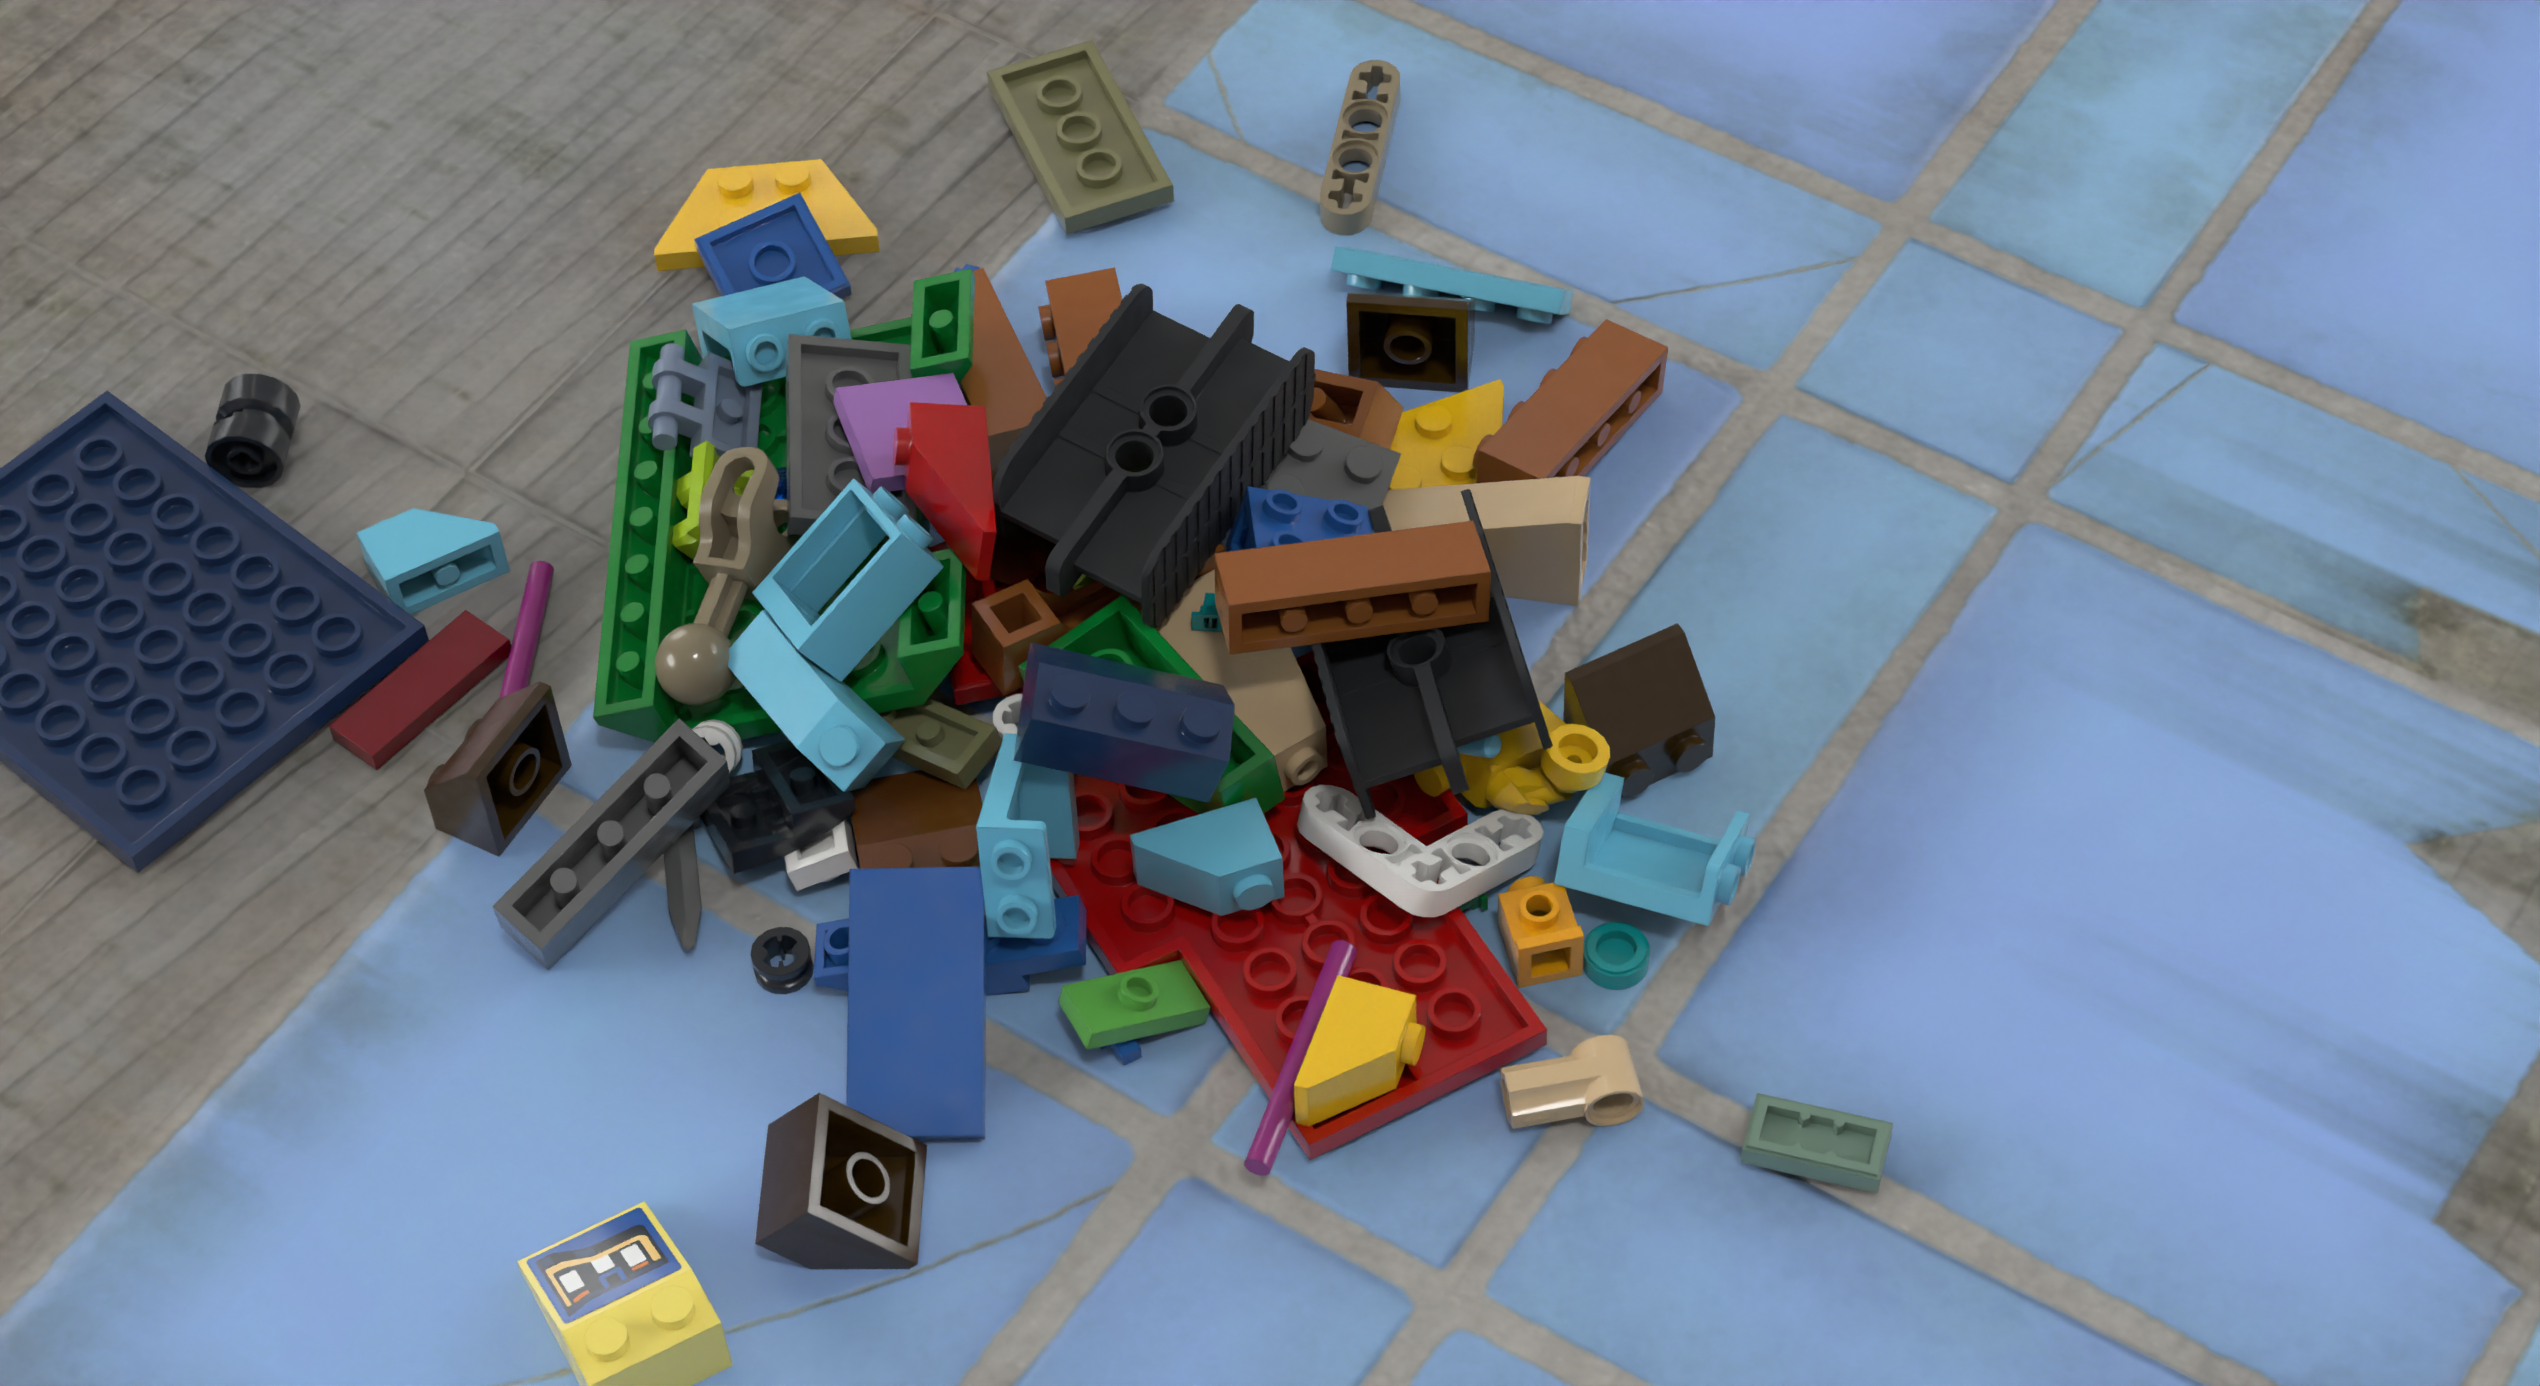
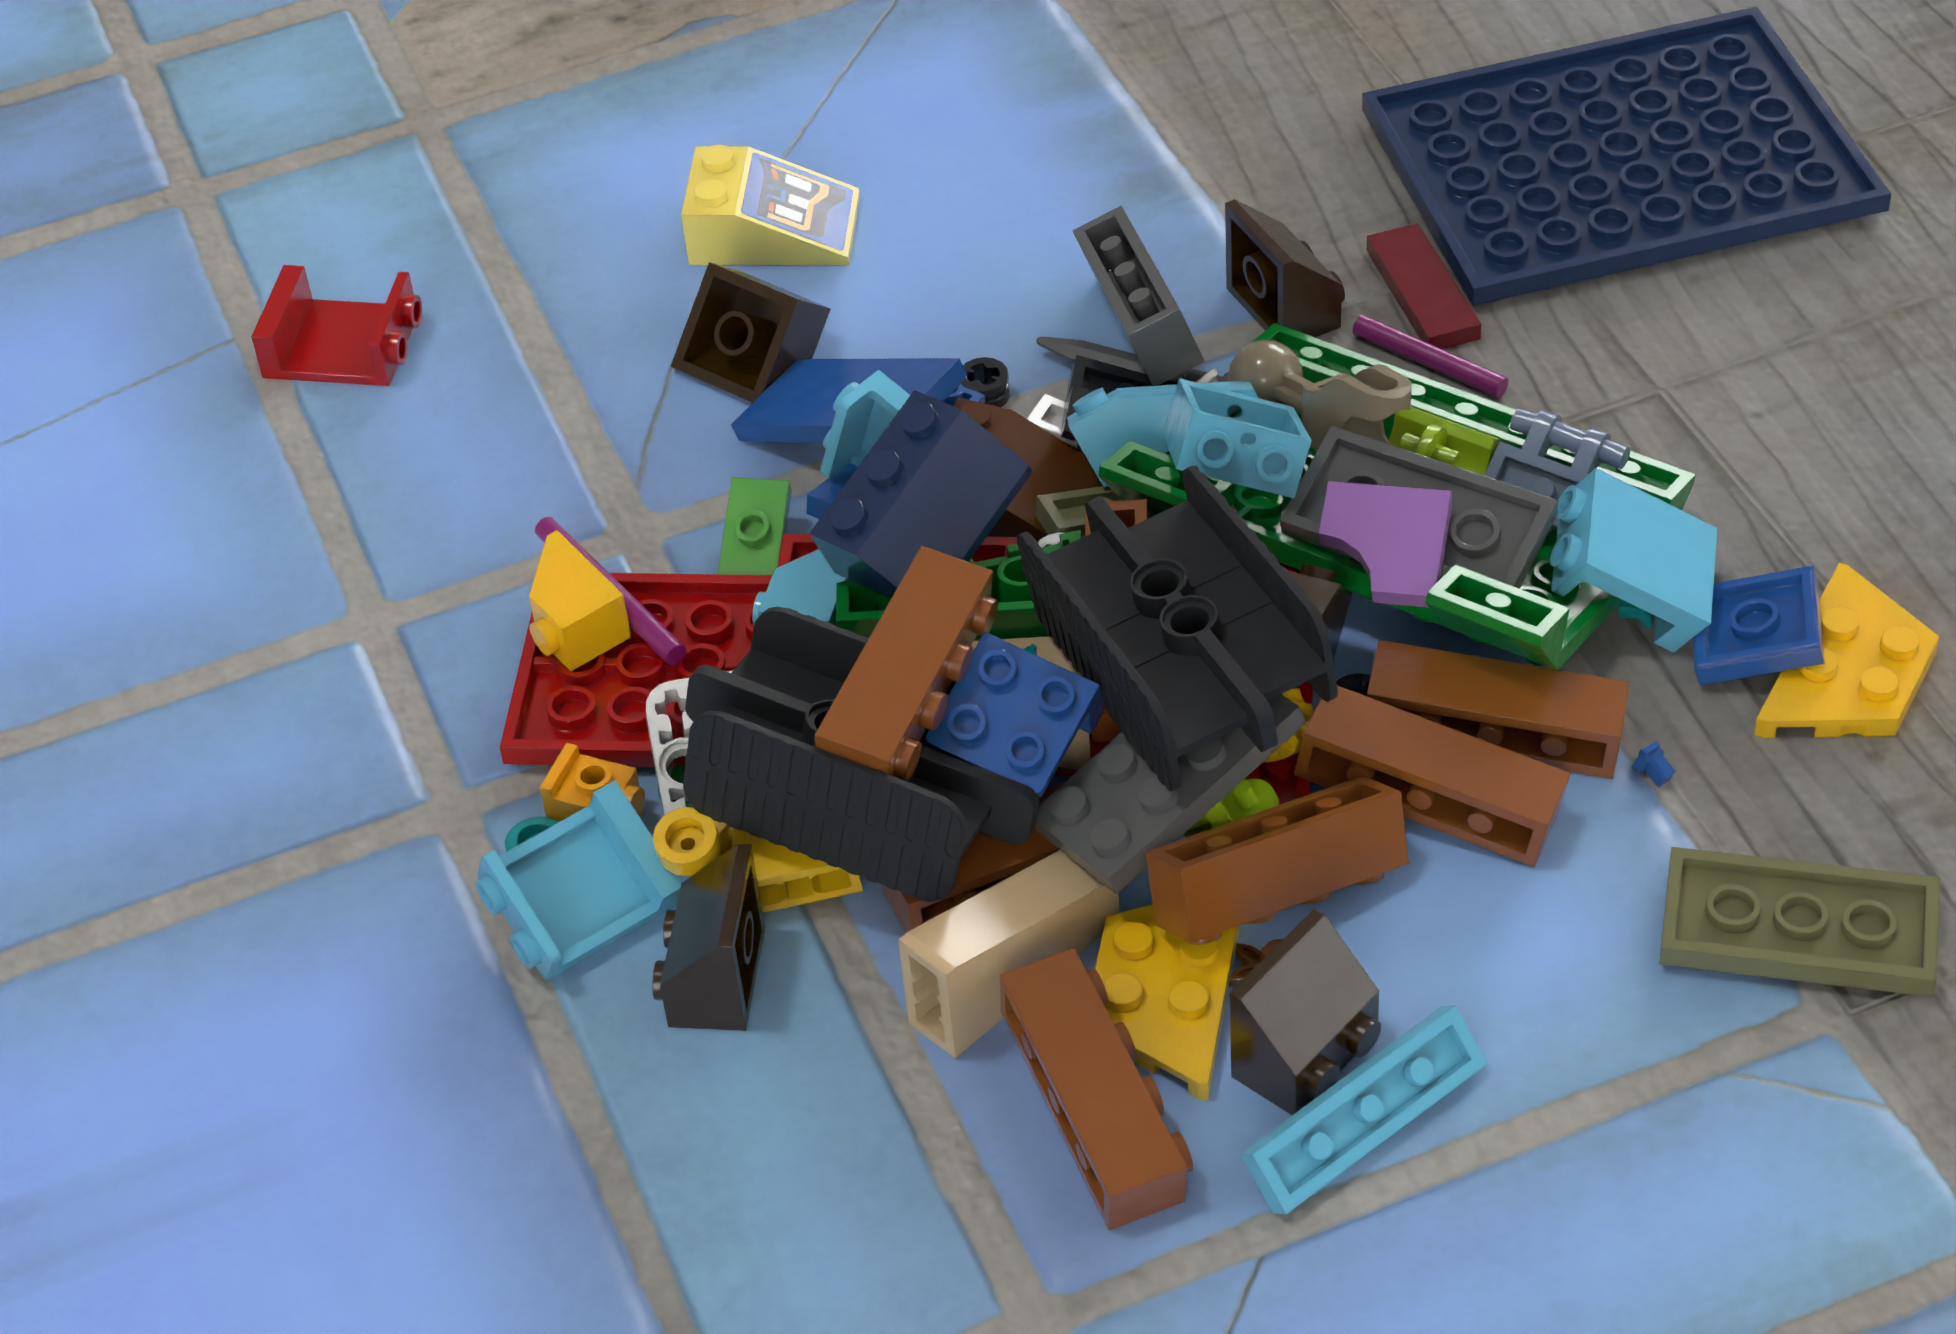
camera: 125 degrees right, 5 degrees down
(253, 430) = (1782, 258): black wheel -> none
(431, 556) = (1555, 312): medium azure slope -> none
(951, 477) = (1287, 504): red slope -> none
(1360, 146) = (1641, 1140): dark tan beam -> none
(1591, 1083) = (439, 757): tan piece -> none
(1817, 1142) = (256, 866): sand green plate -> none

